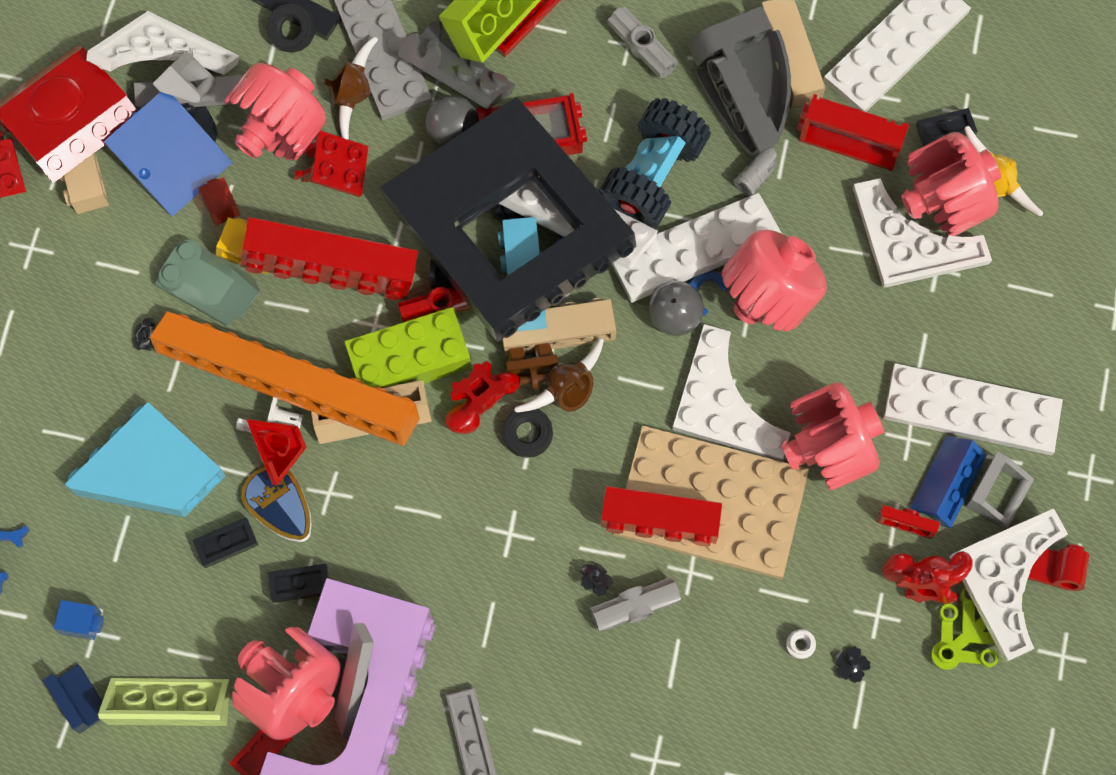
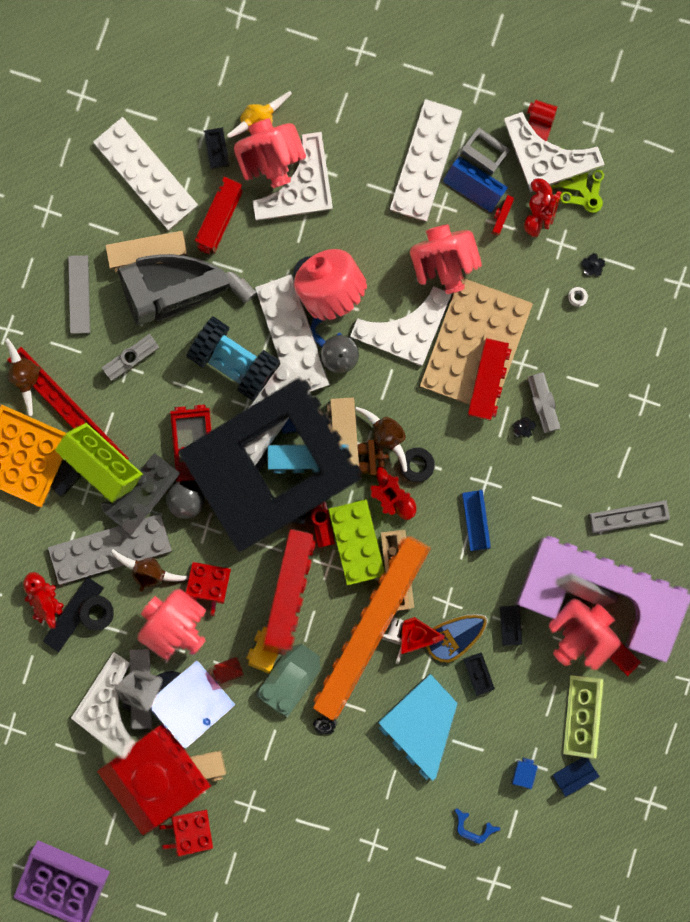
camera: 85 degrees left, 15 degrees up
(452, 522) = (476, 520): none -> blue panel

